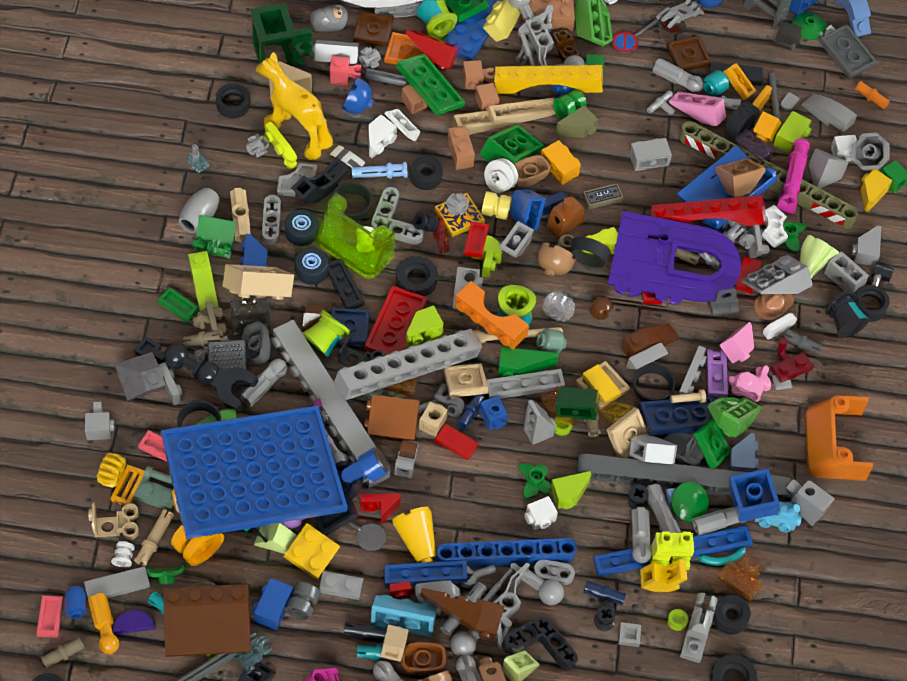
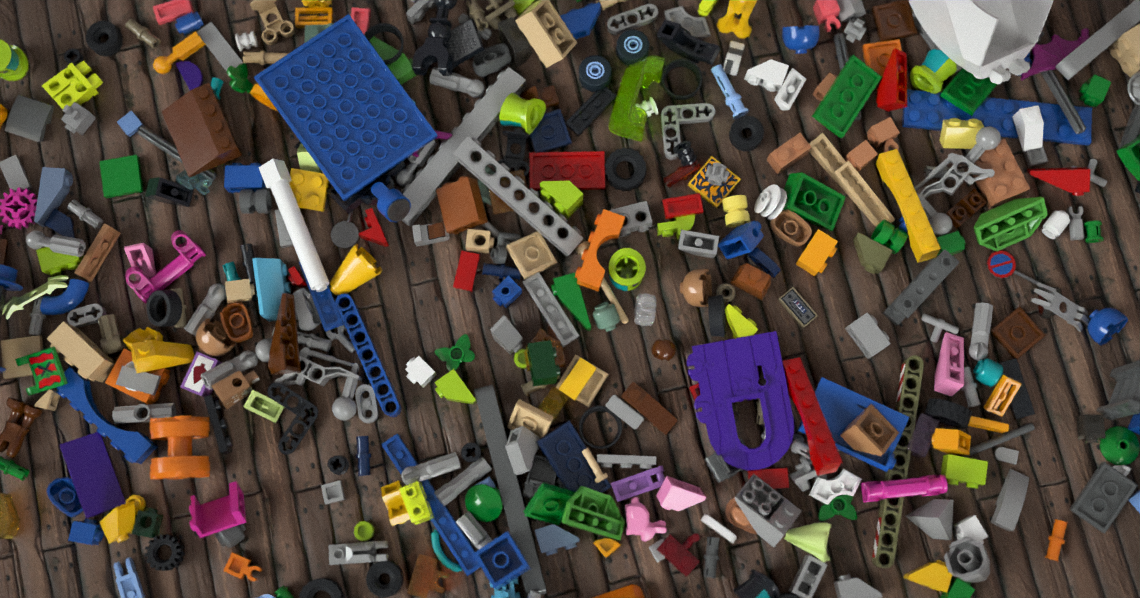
camera: 75 degrees right, 20 degrees up
(349, 566) = (277, 178): none -> white brick
(626, 98) = (921, 287): none -> dark grey fence
(764, 421) = (606, 546): none -> light orange tile

